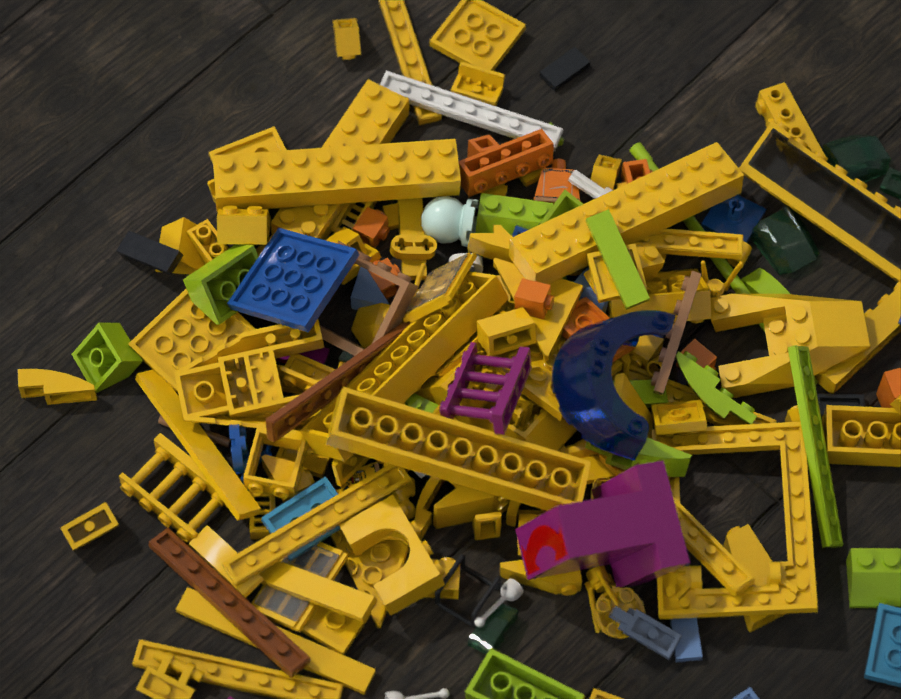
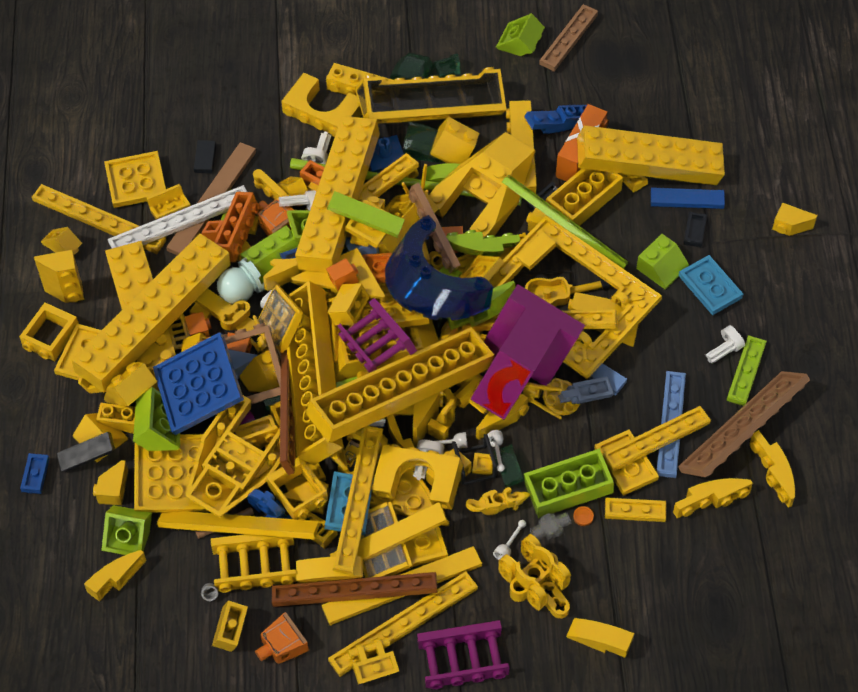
camera: 45 degrees left, 5 degrees down
(93, 231) = (34, 473): none -> blue plate
(110, 483) = (211, 594): none -> light grey hinge
(119, 584) = (282, 641): none -> orange torso
(141, 303) = (112, 485): none -> yellow slope
(238, 95) = (56, 316): none -> yellow window
(304, 70) = (60, 276): none -> yellow slope
(436, 648) = (494, 502): none -> yellow animal
(437, 539) = (425, 446): none -> white piece
(468, 530) = (437, 430): none -> yellow tile
(471, 599) = (482, 464): none -> yellow tile
(478, 560) = (460, 439): none -> white hinge
(544, 110) = (222, 183): none -> medium nougat tile
(585, 155) = (270, 188): none -> yellow plate
(662, 156) = (318, 154): none -> white piece
(708, 92) = (302, 93): none -> yellow arch
(724, 500) = (558, 291): none -> yellow piece
(752, 447) = (536, 251): none -> yellow tile
(807, 267) = (454, 142): none -> yellow slope

